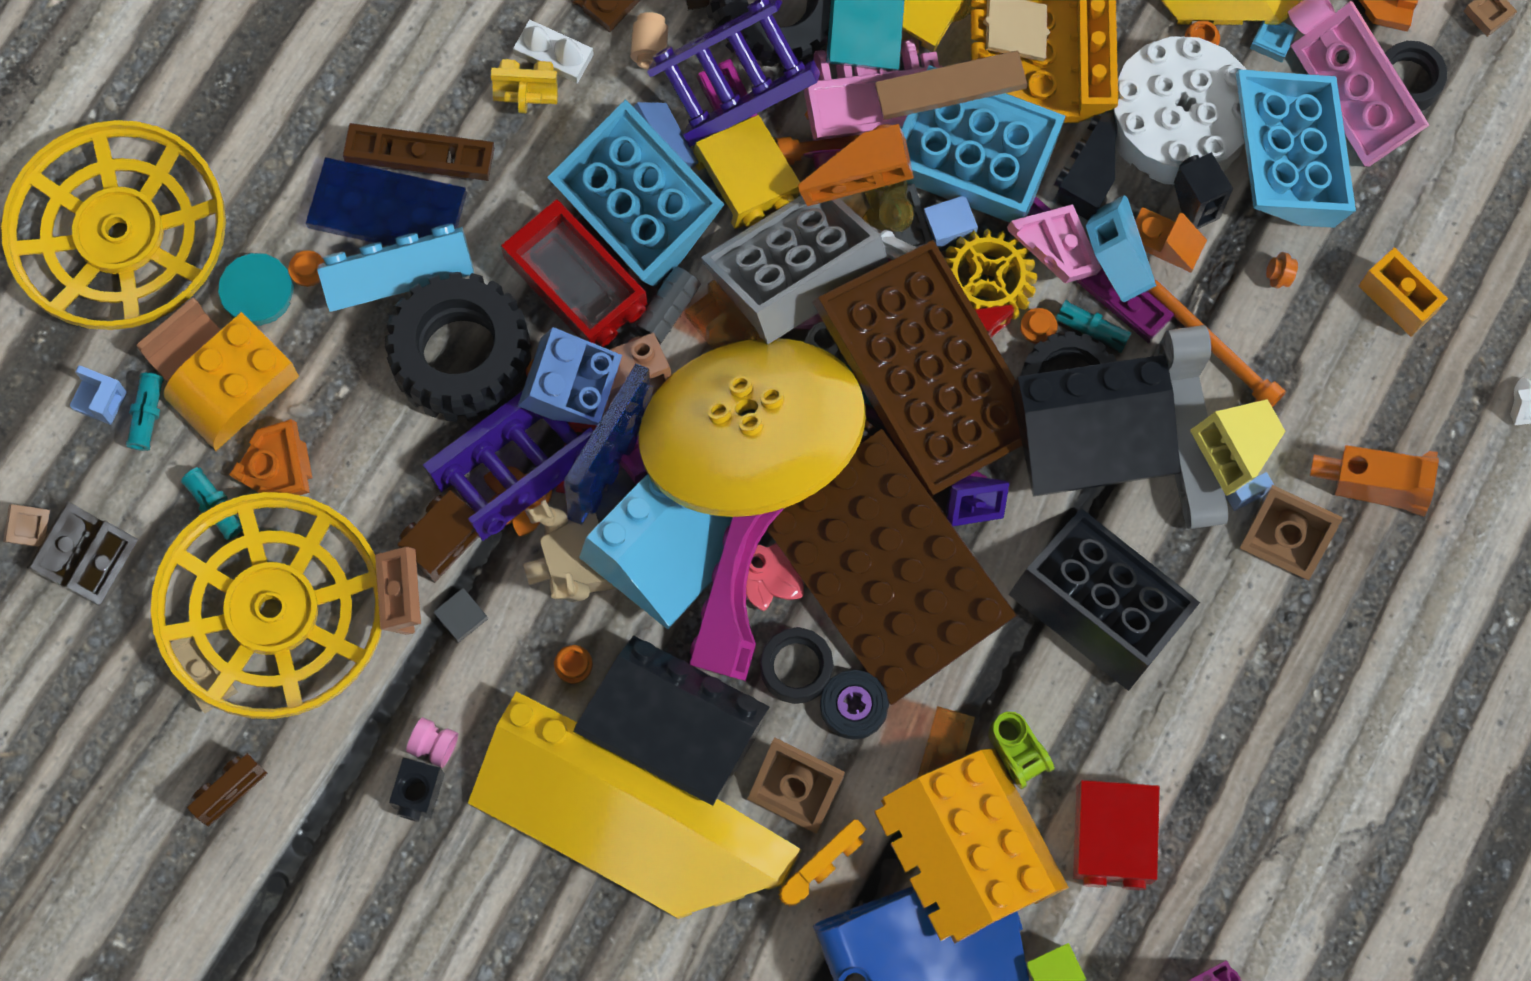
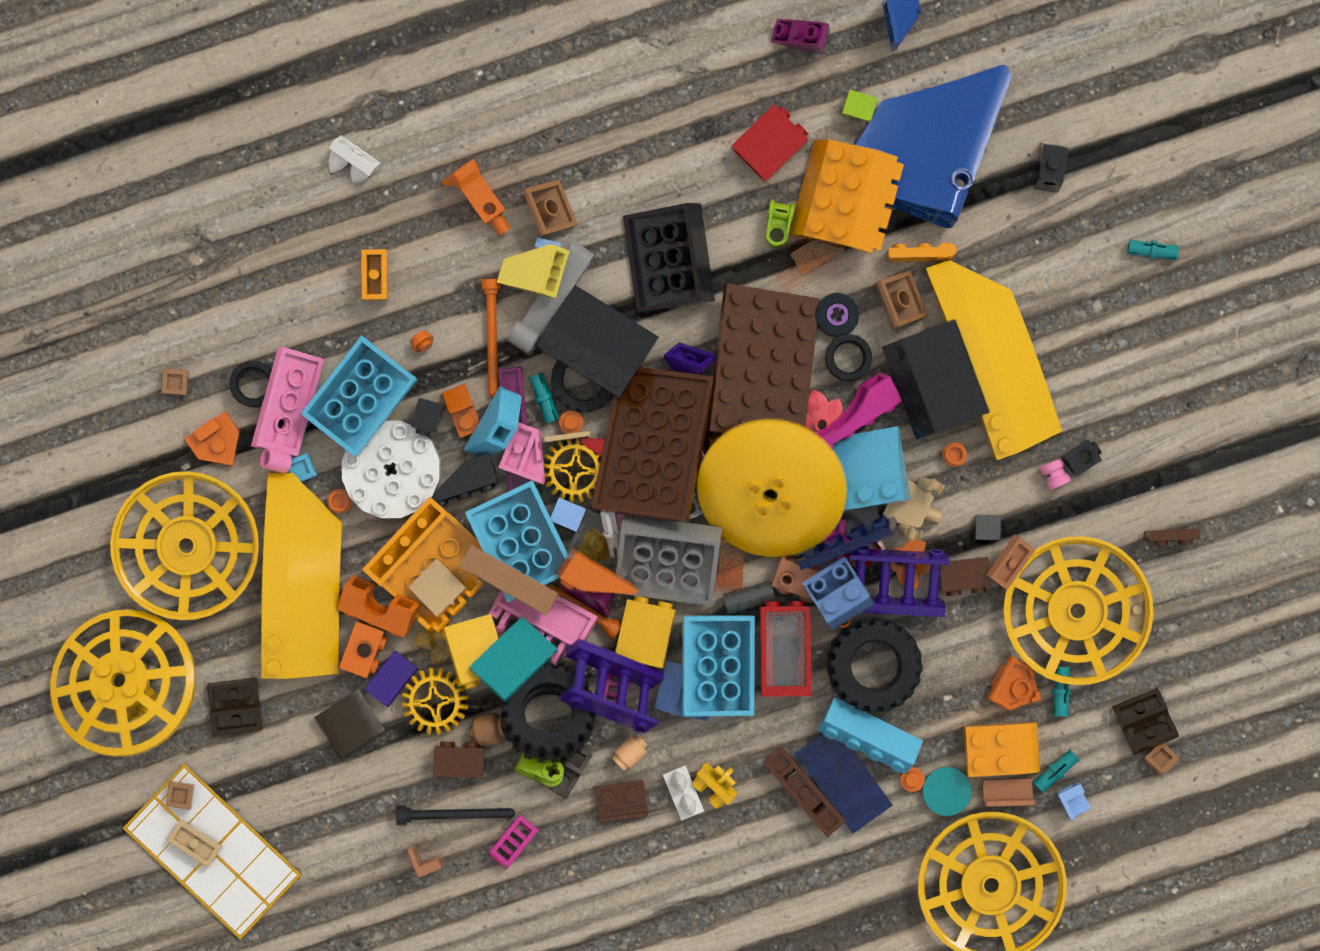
camera: 135 degrees left, 15 degrees up
(1030, 299) = (564, 437): none -> tan piece

